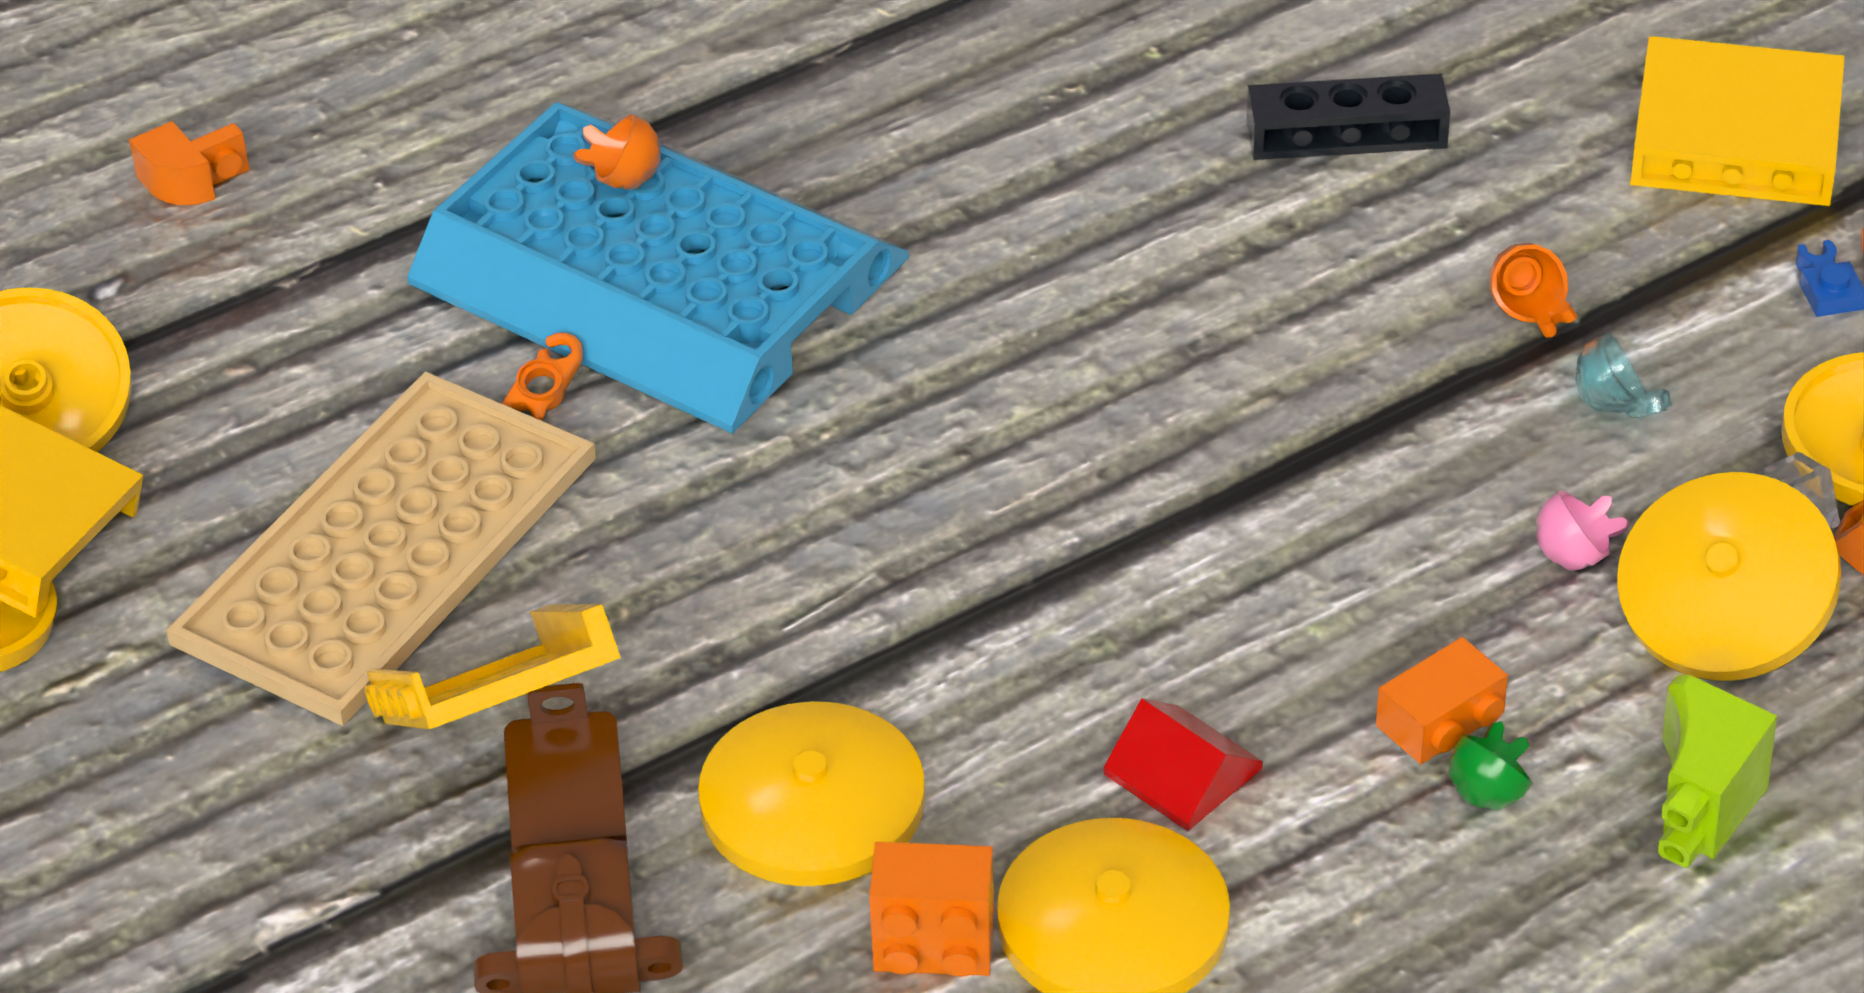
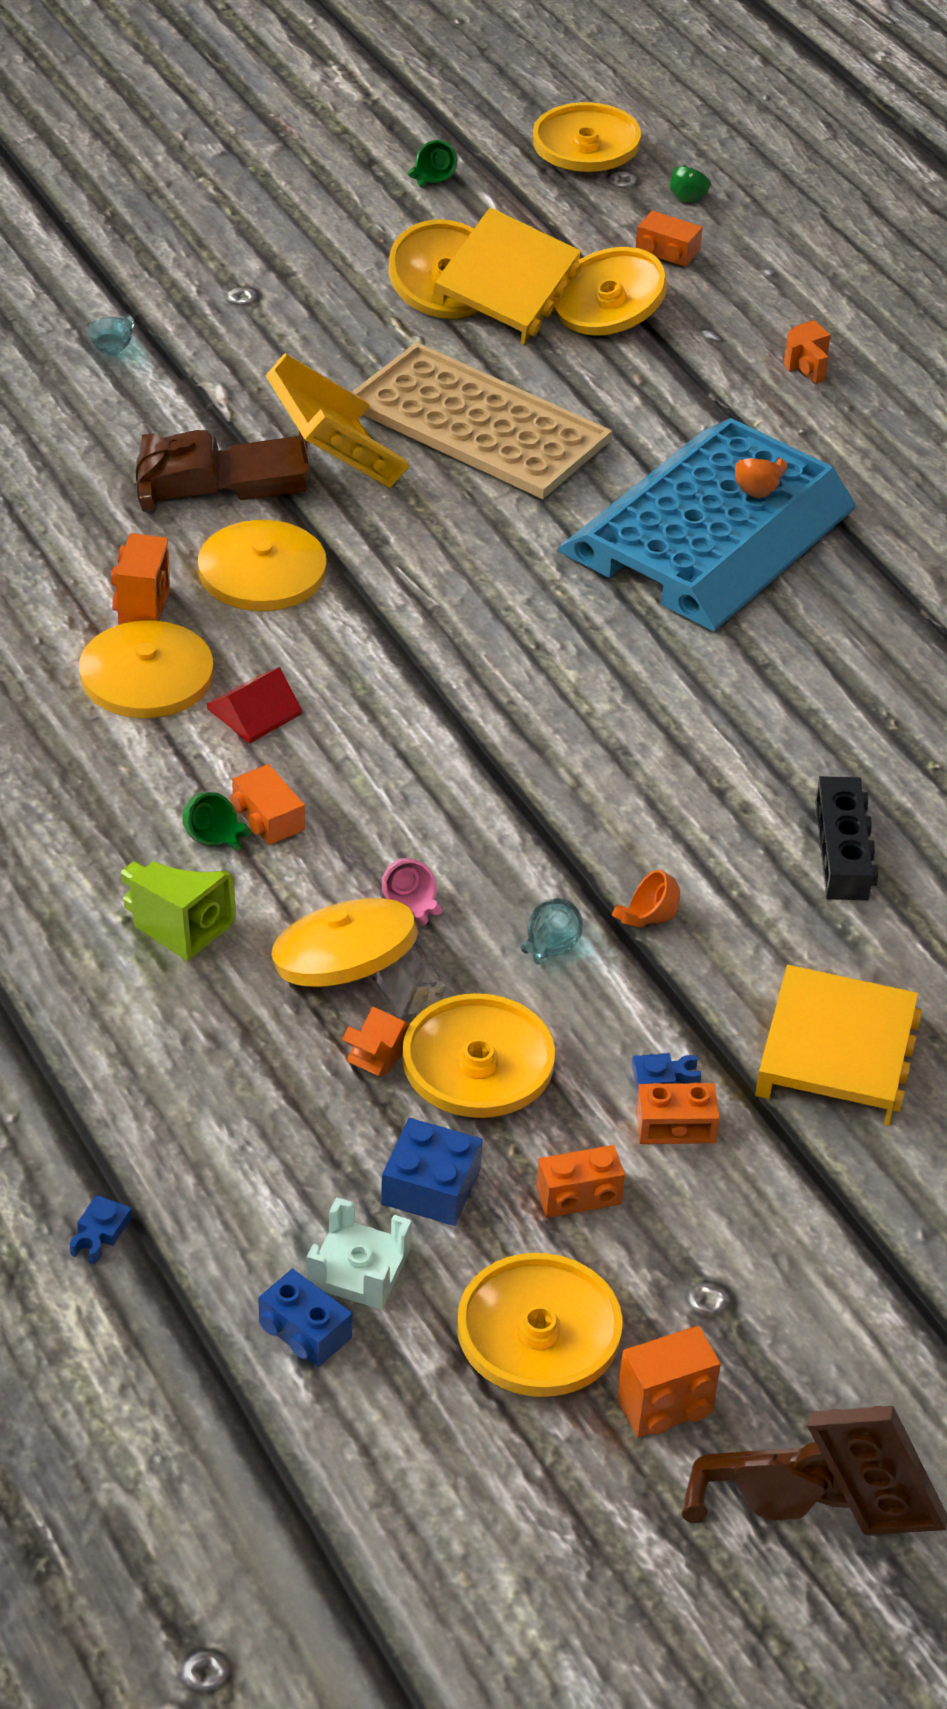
camera: 90 degrees right, 0 degrees up
(559, 370) = (610, 483): orange piece -> none

